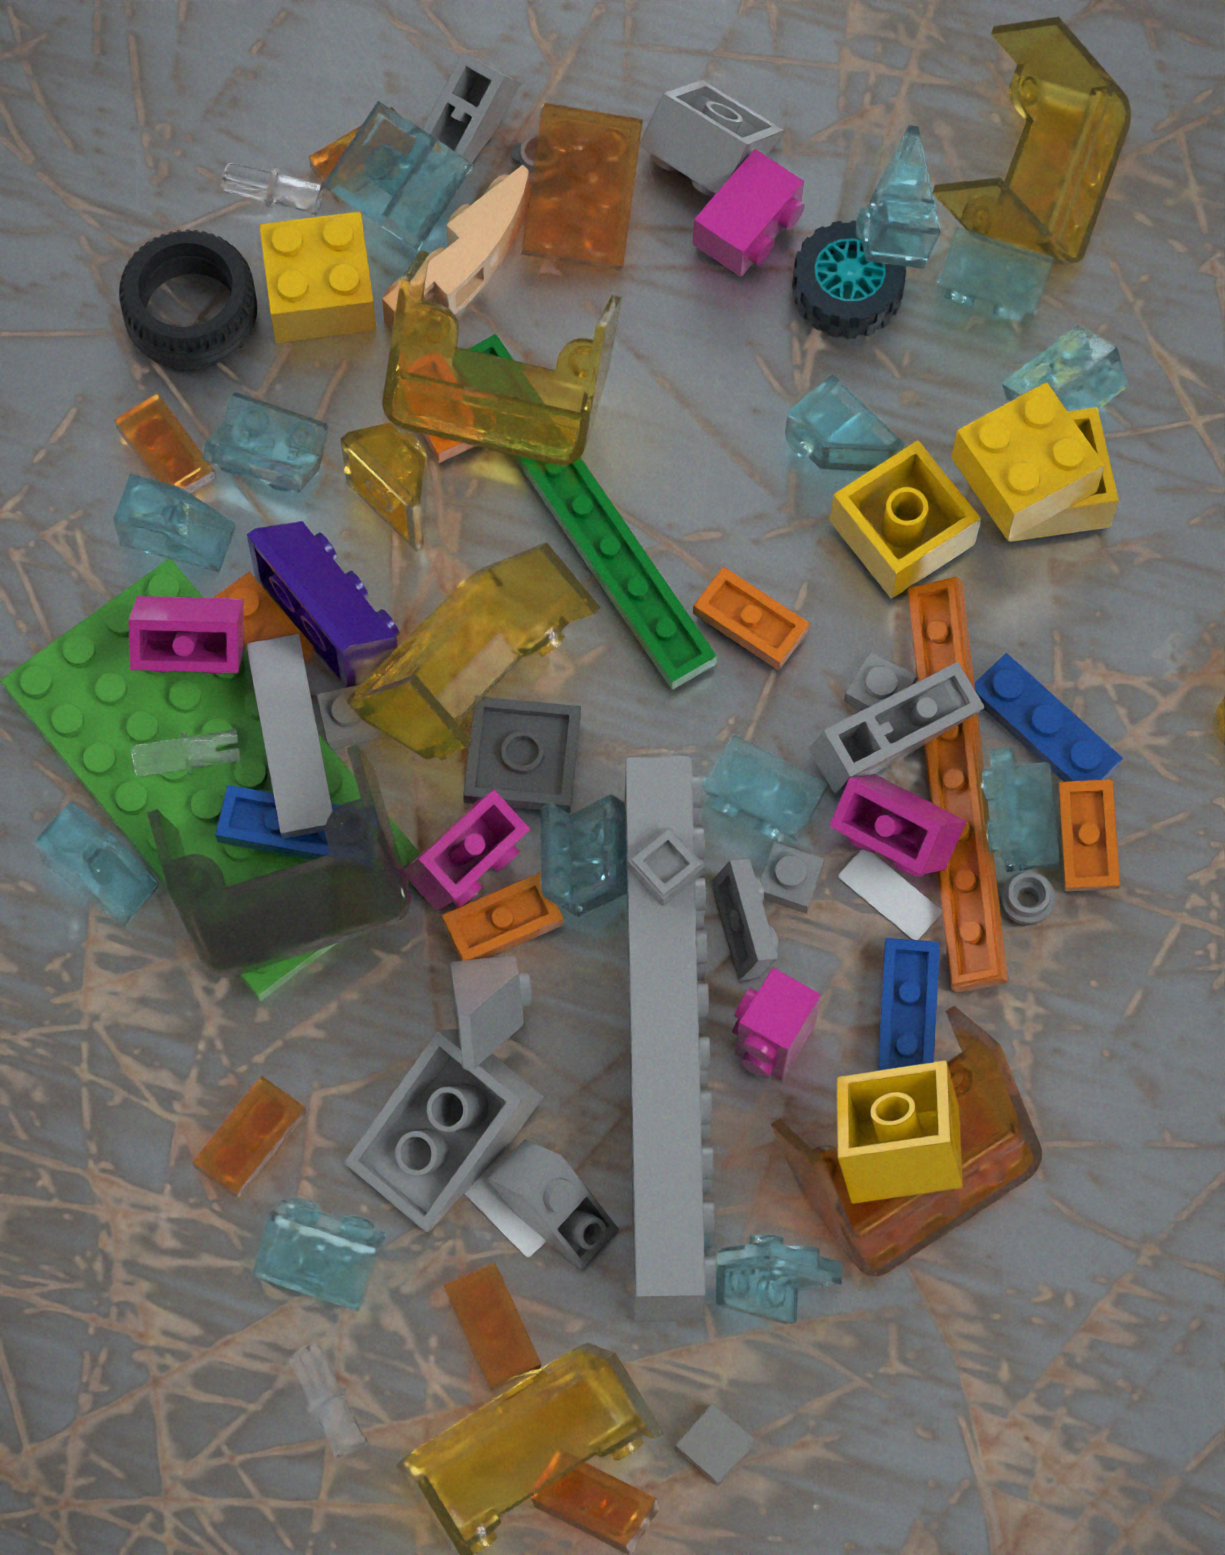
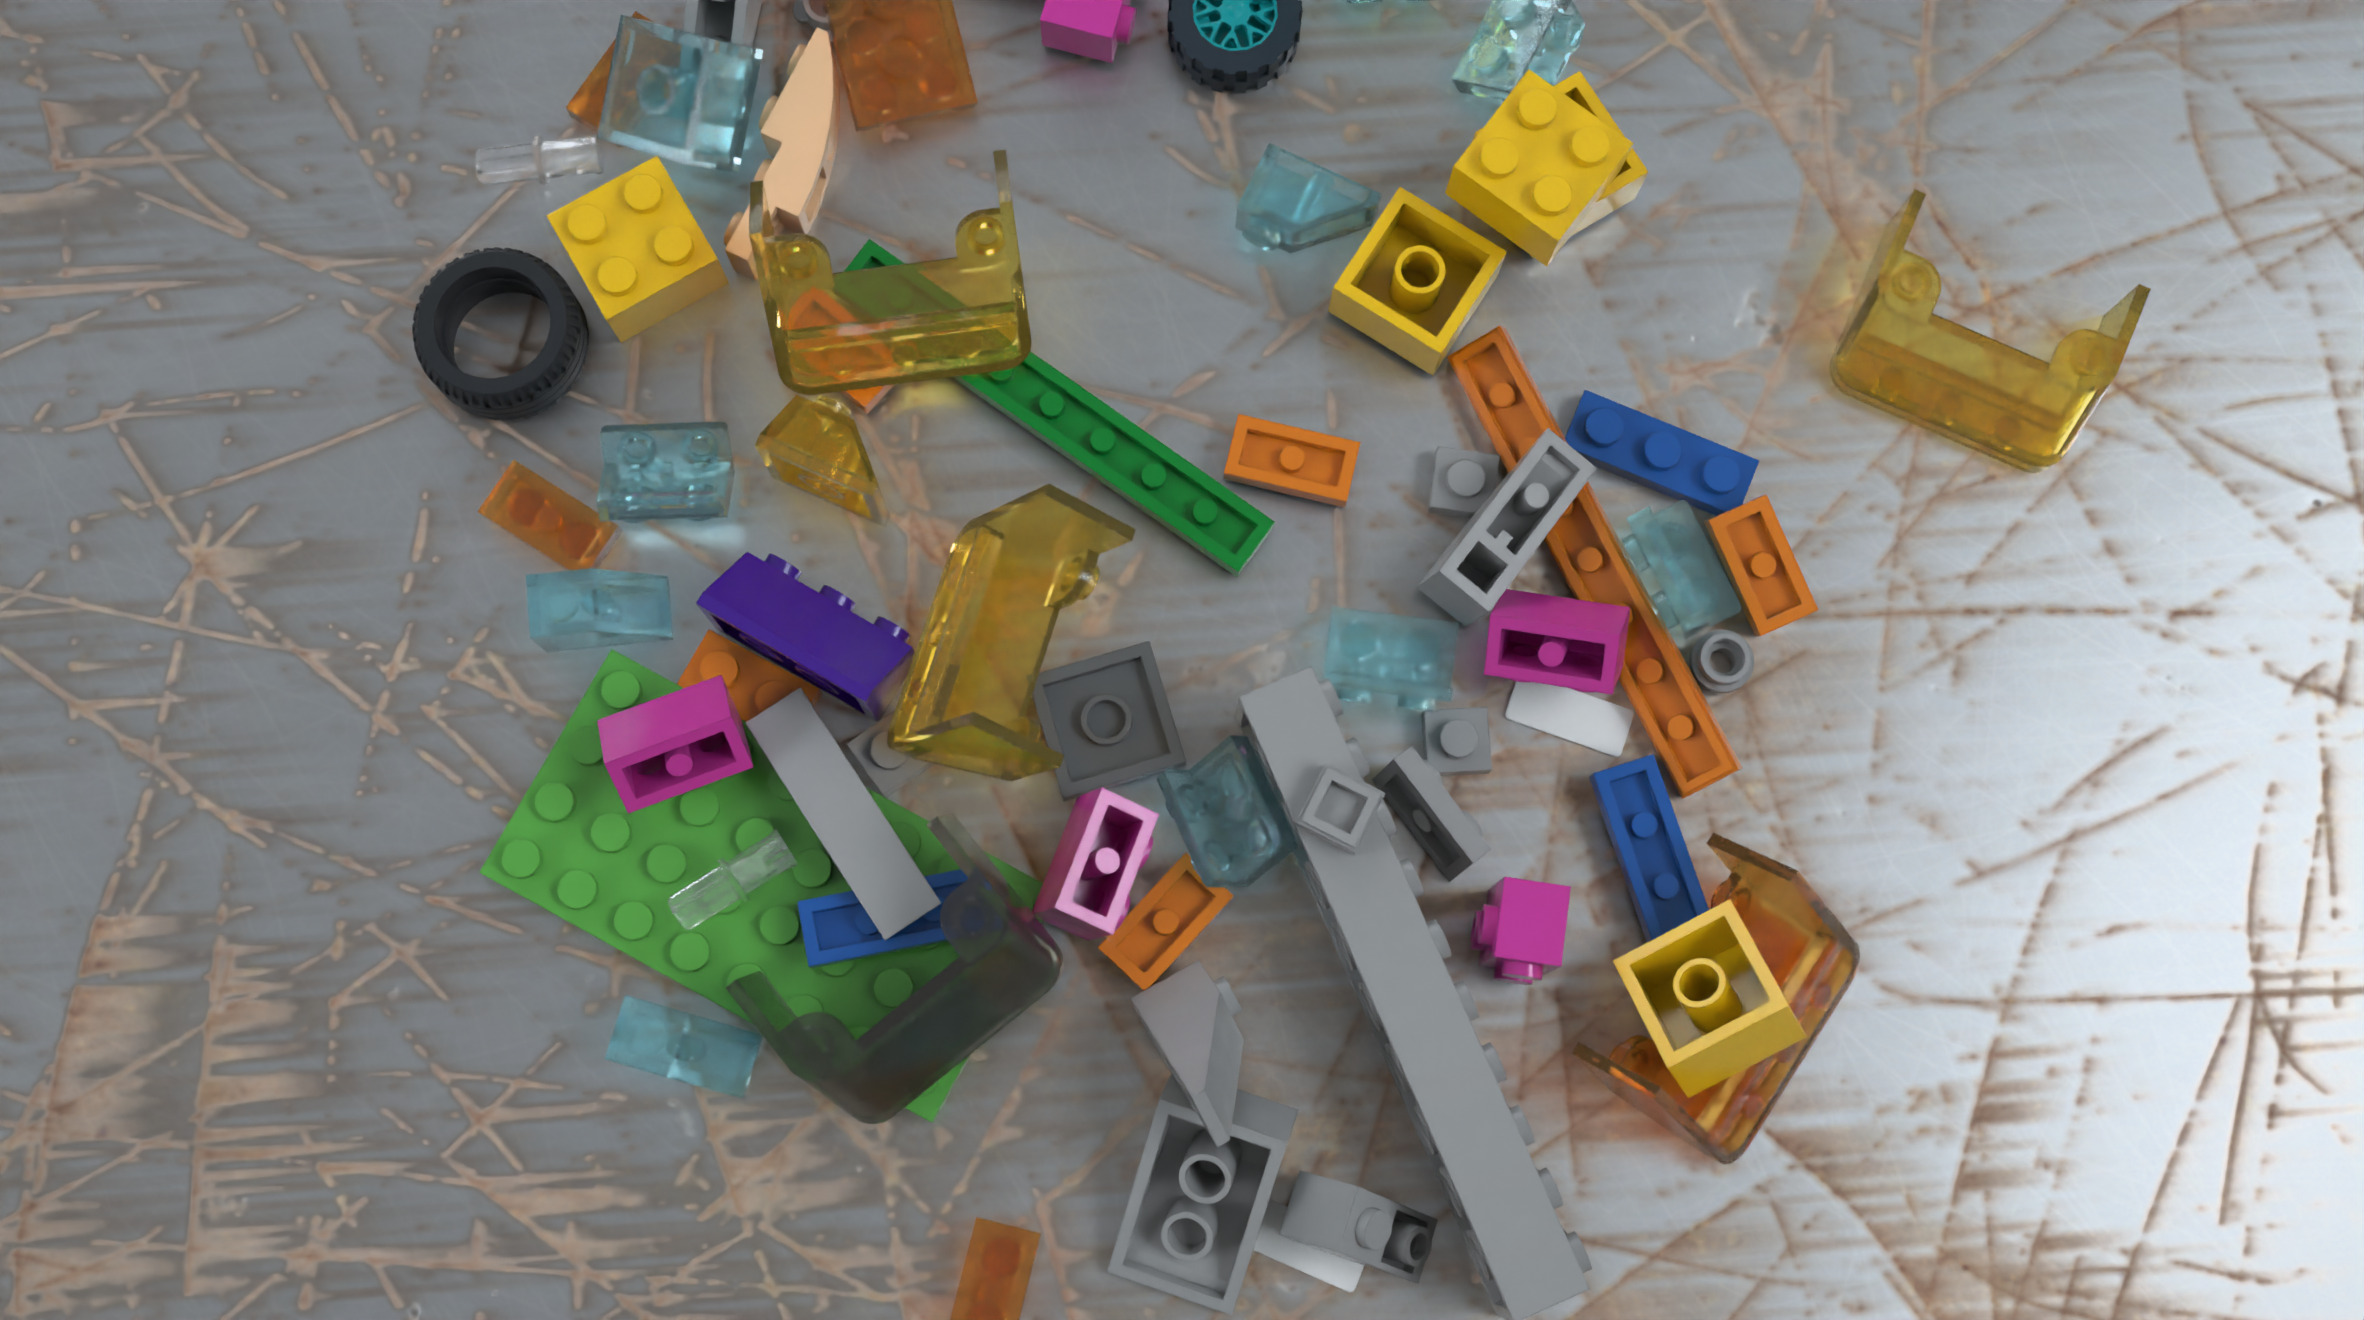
camera: 25 degrees left, 10 degrees up
(767, 1276) = (1631, 1222): clear light blue bracket -> none

